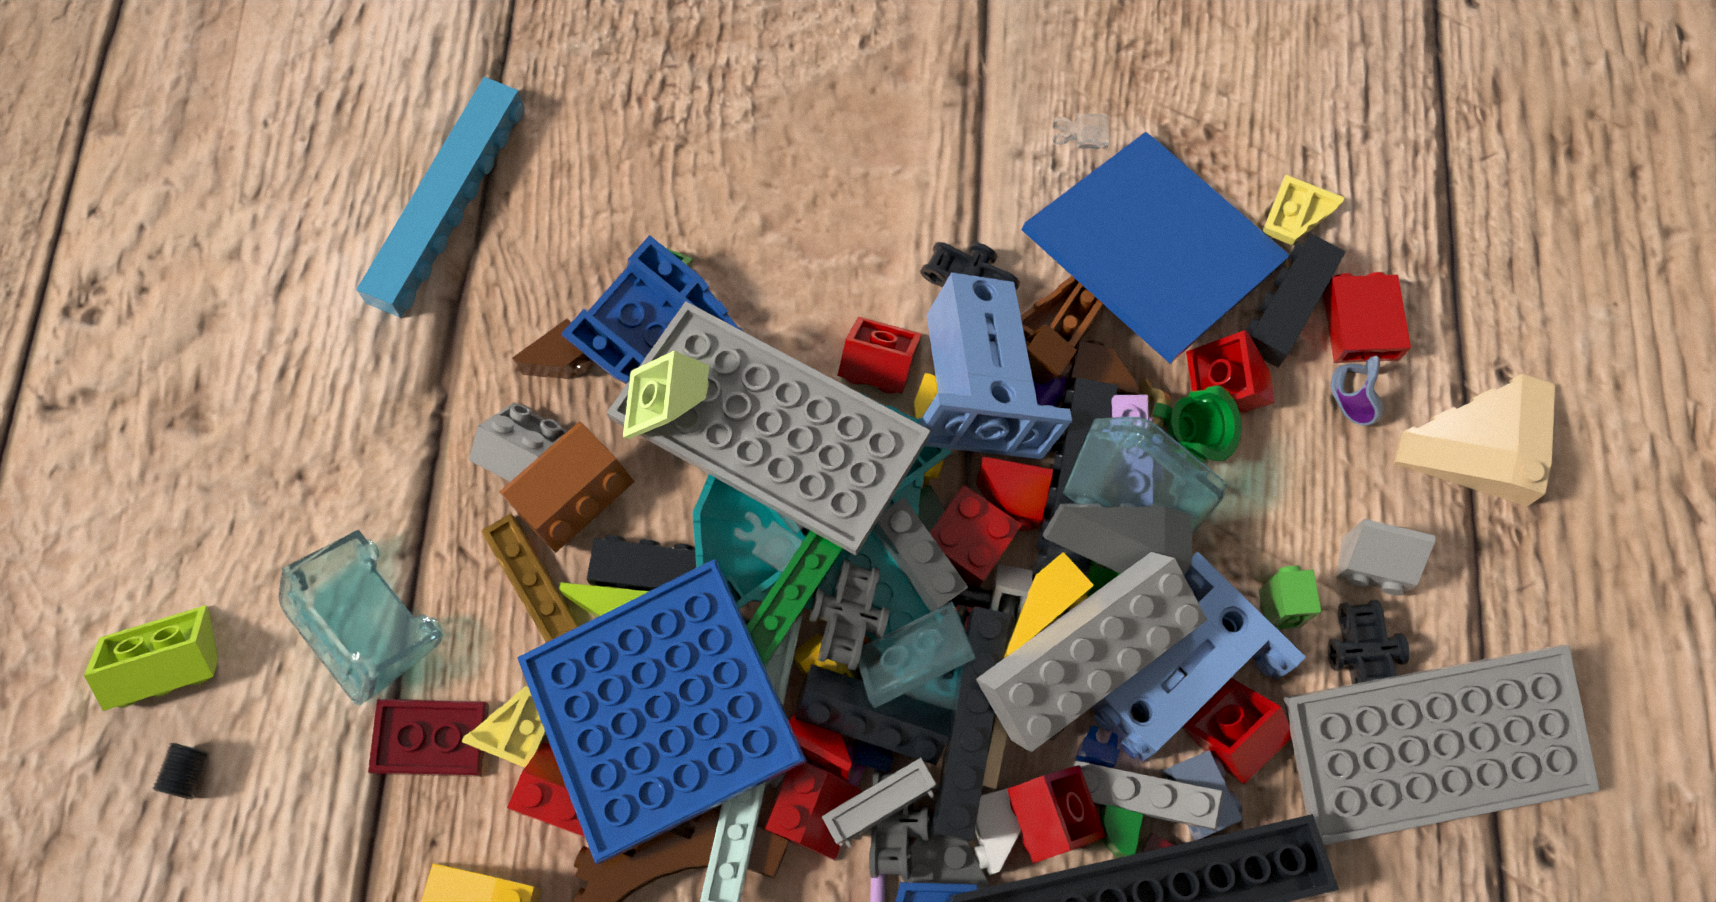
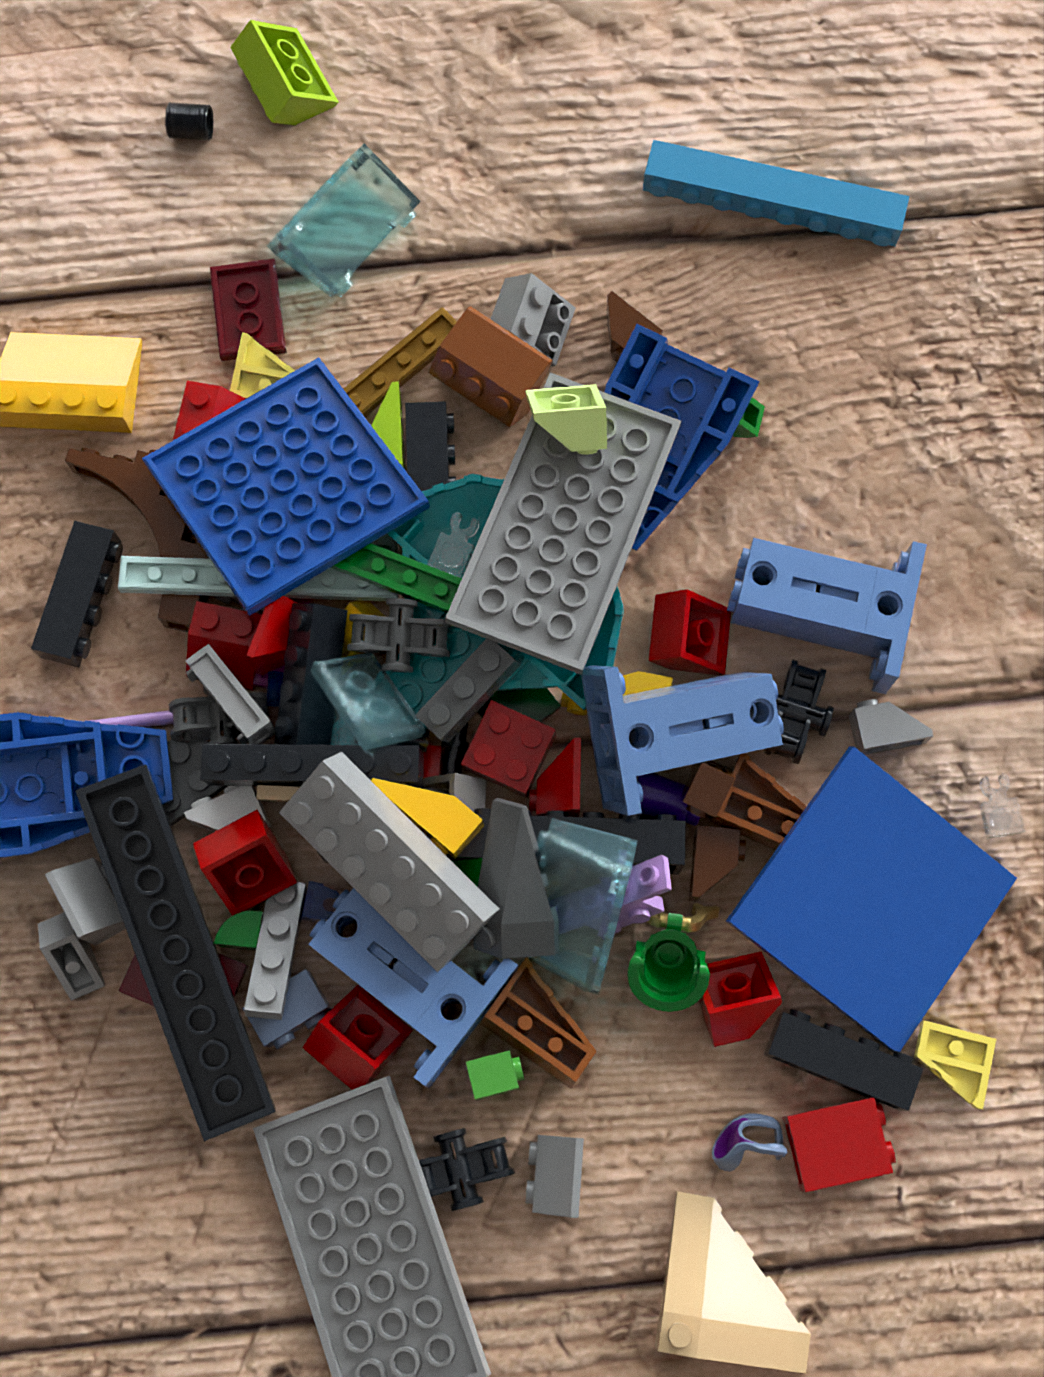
camera: 85 degrees right, 5 degrees up
(877, 219) = (830, 601): none -> medium blue brick
(997, 207) = (885, 728): none -> light grey slope
(1252, 545) = (539, 1027): none -> dark orange wedge

